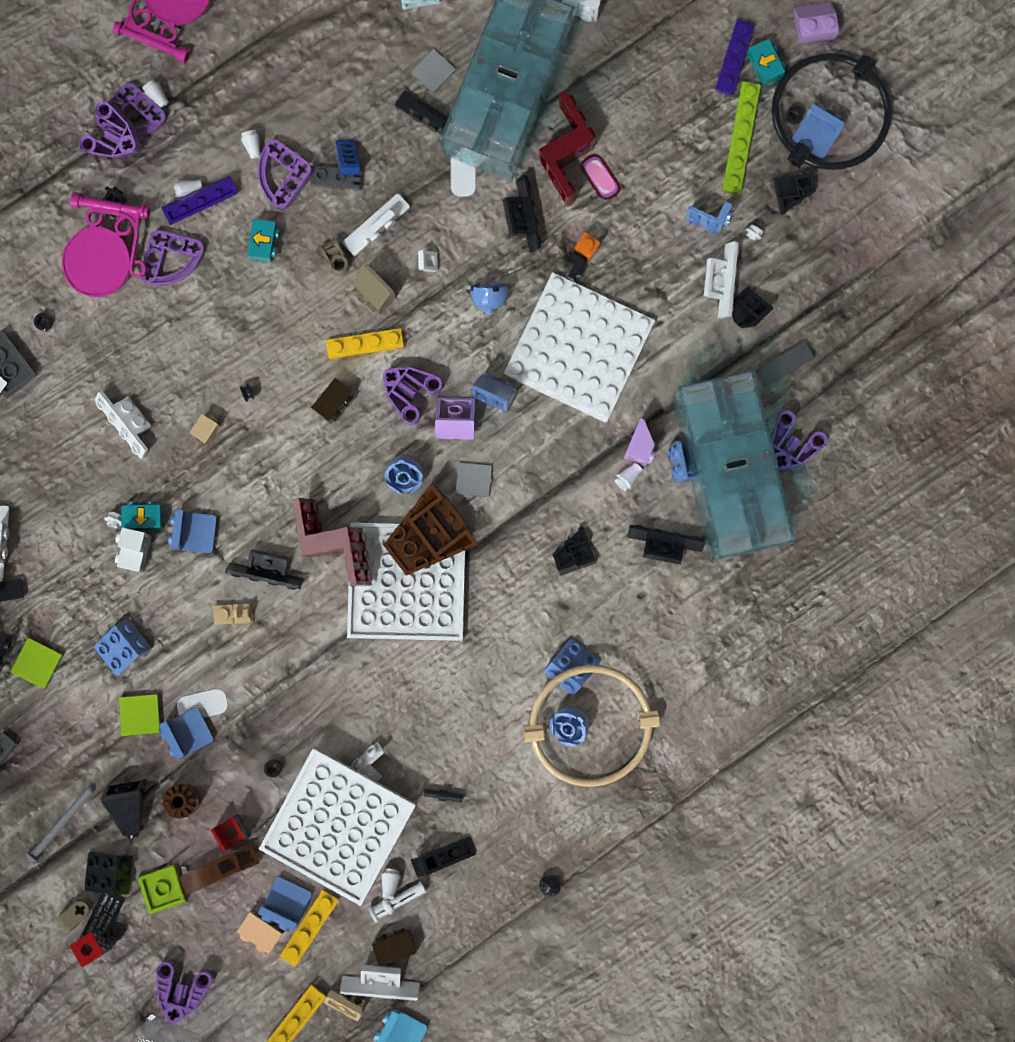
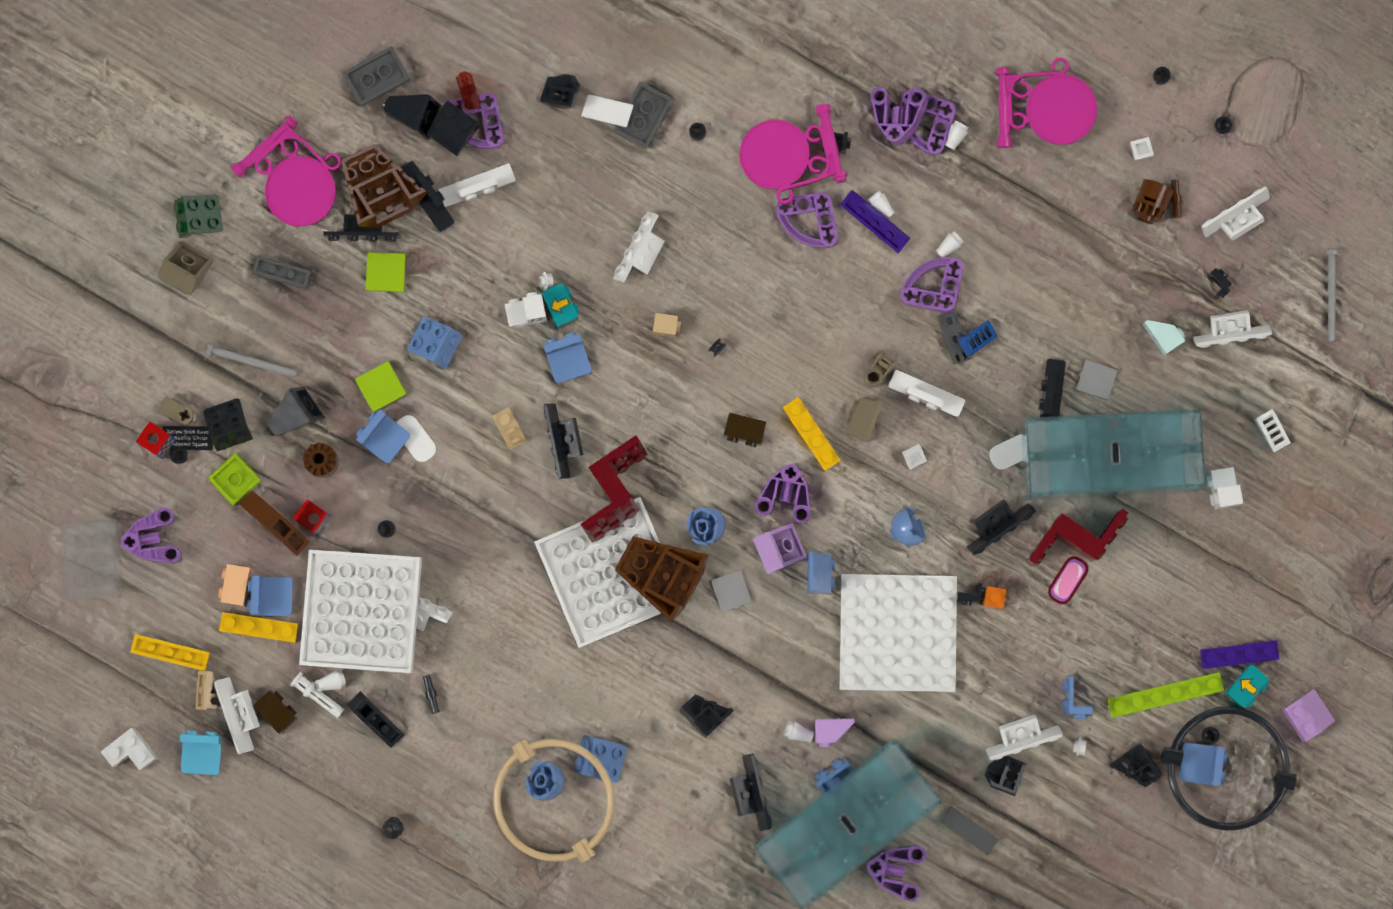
camera: 65 degrees right, 0 degrees up
(263, 240) = (864, 297): teal brick -> none

